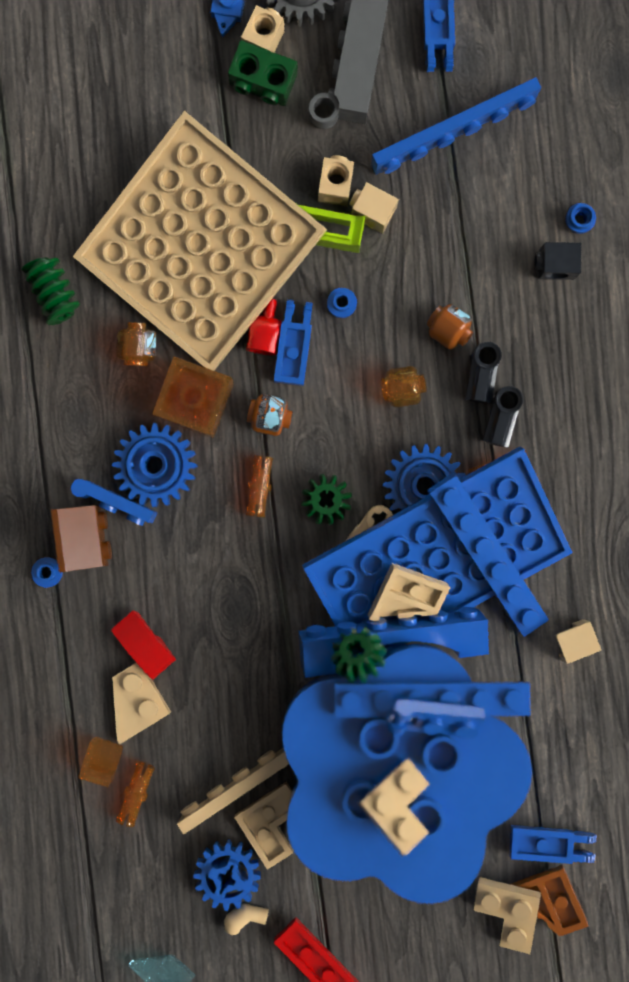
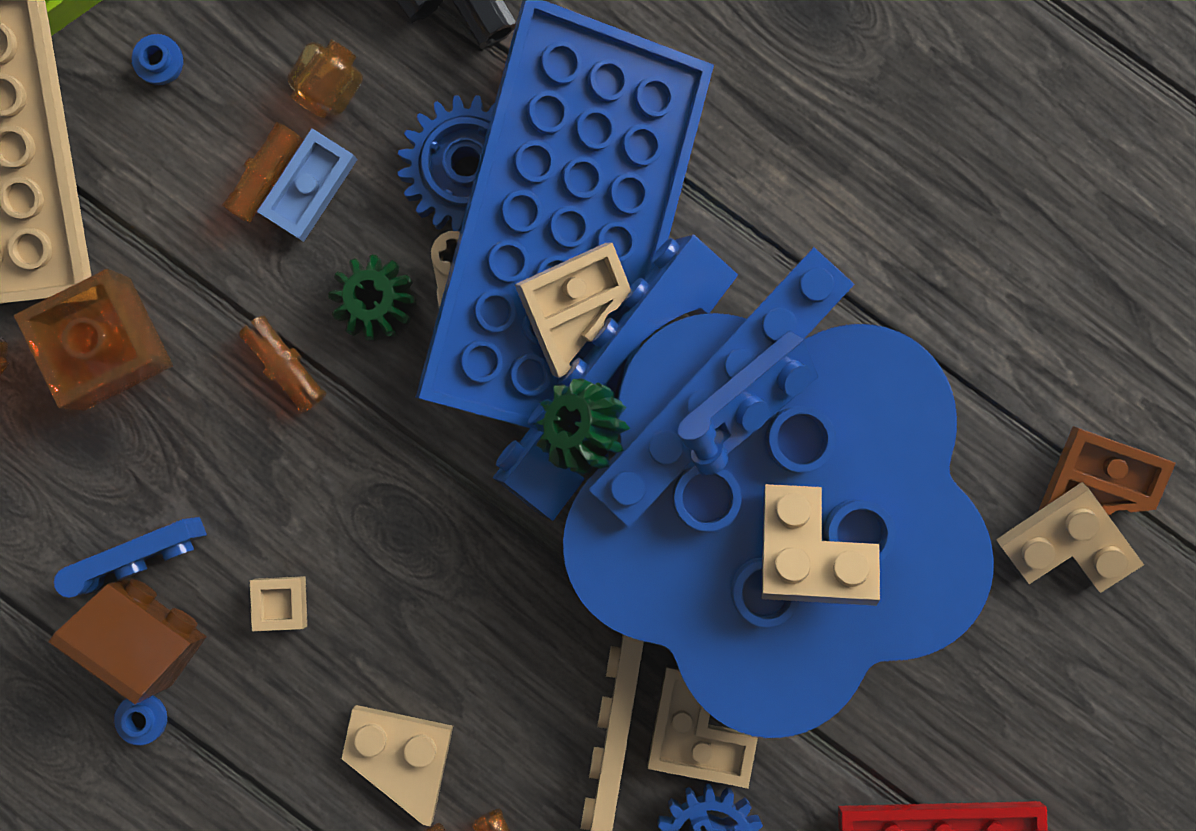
camera: 40 degrees left, 0 degrees up
(136, 459) = (104, 459): blue gear -> none
(143, 645) = (337, 684): red slope -> none
(153, 585) = (278, 603): none -> tan plate
(265, 332) = (105, 183): red piece -> none
(269, 414) = (205, 271): head -> none
(293, 347) = (154, 166): blue hinge -> none
(336, 397) = (262, 172): none -> clear orange pin
(349, 422) = (307, 185): none -> medium blue plate
(487, 554) = (614, 161): blue plate -> none
(549, 845) = (1035, 420): blue hinge -> none
(577, 642) = (825, 156): tan panel -> none

